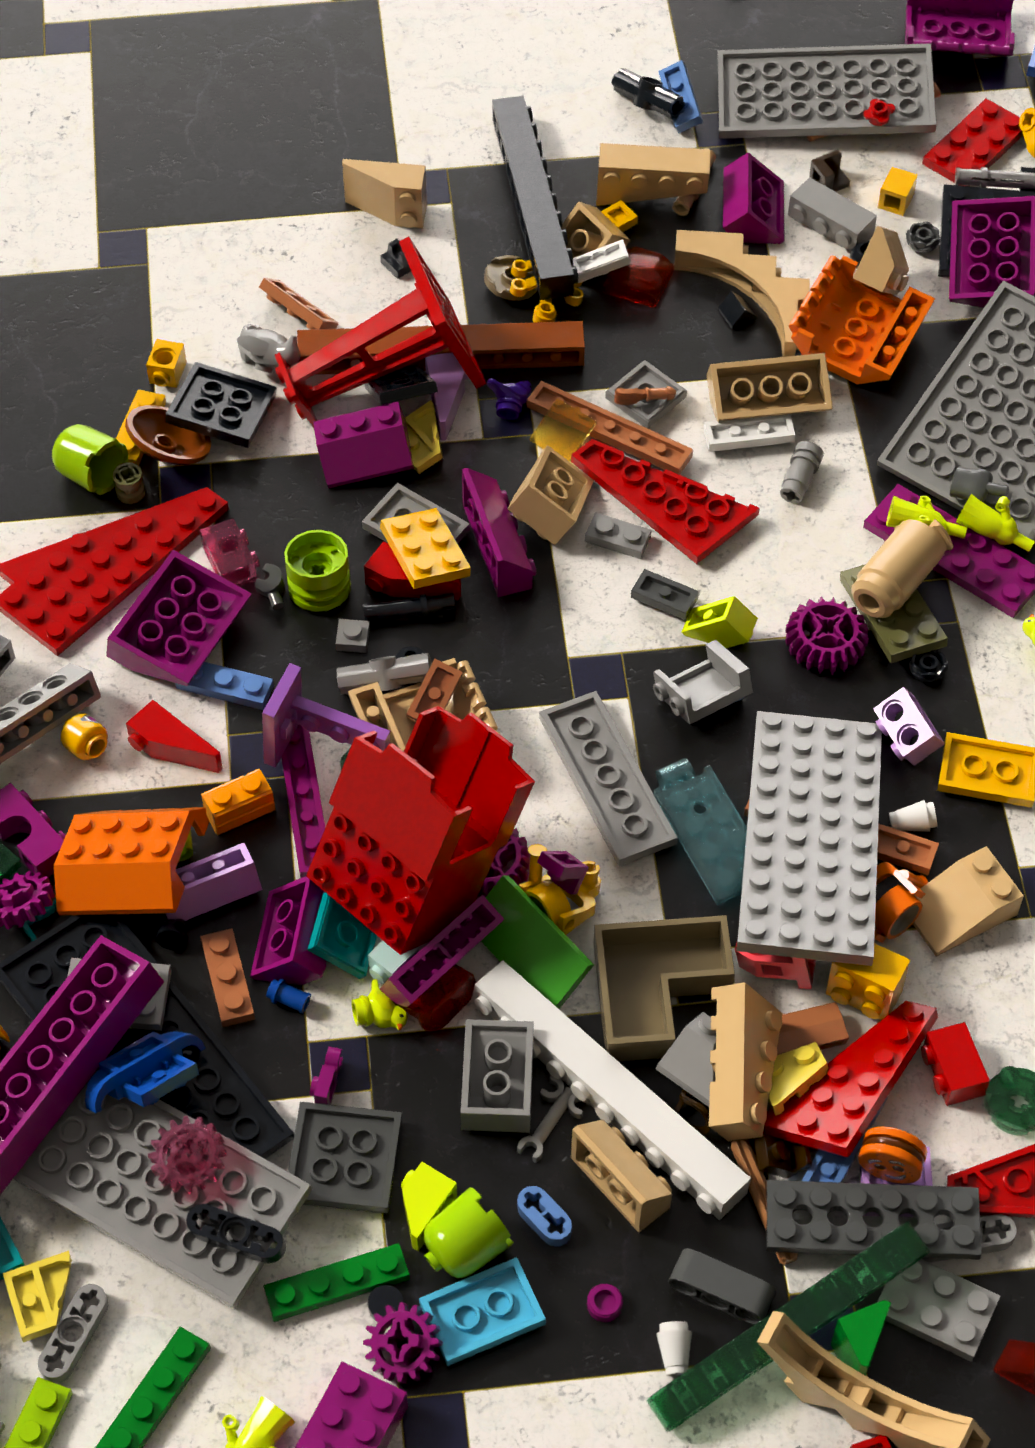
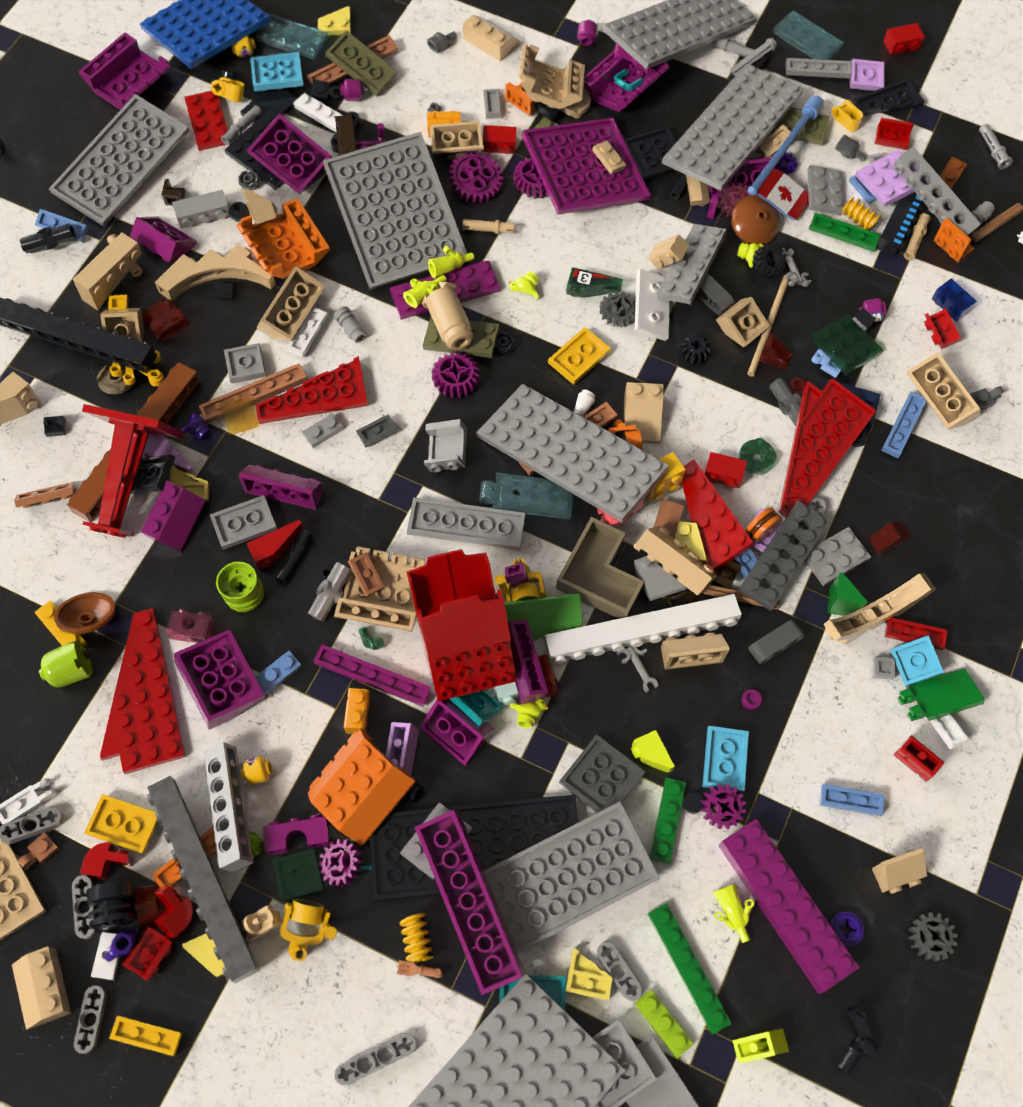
camera: 60 degrees left, 10 degrees up
(129, 483) = (102, 656): olive wheel -> none
(144, 1070) = (501, 850): blue plate -> none
(166, 363) = (26, 580): yellow brick -> none
(170, 740) = (288, 726): red slope -> none
(193, 1140) = (581, 849): clear pink gear -> none
(221, 405) = (85, 573): black plate -> none
(227, 977) = (458, 777): nougat plate -> none
(262, 1233) = (634, 840): black beam -> none
(263, 344) = (66, 527): light grey animal -> none
(272, 586) = (229, 617): dark grey piece -> none
(288, 995) = (491, 752): blue pin -> none
(289, 709) = (331, 648): medium lavender piece -> none
(324, 1086) = (556, 763): magenta plate -> none
(352, 635) = (289, 594): light grey plate -> none
(425, 548) = (268, 525): yellow plate -> none
(465, 1236) = (686, 743): lime cylinder -> none
(497, 1075) = (607, 675): light grey slope -> none
(538, 1221) = (691, 704): medium blue beam -> none
(551, 496) = (279, 445): tan slope -> none
(601, 261) = (147, 327): white plate -> none
(634, 395) = (249, 361): nougat piece -> none
(674, 1345) = (794, 681): white cone -> none
(722, 621) = (414, 416): neon yellow slope -> none
(808, 1310) = (817, 613): clear green beam -> none
(879, 112) = (162, 148): red plate -> none
(897, 191) = (210, 171): yellow brick -> none
(912, 723) = (535, 368): lavender brick -> none
(977, 483) = (422, 254): dark grey piece -> none

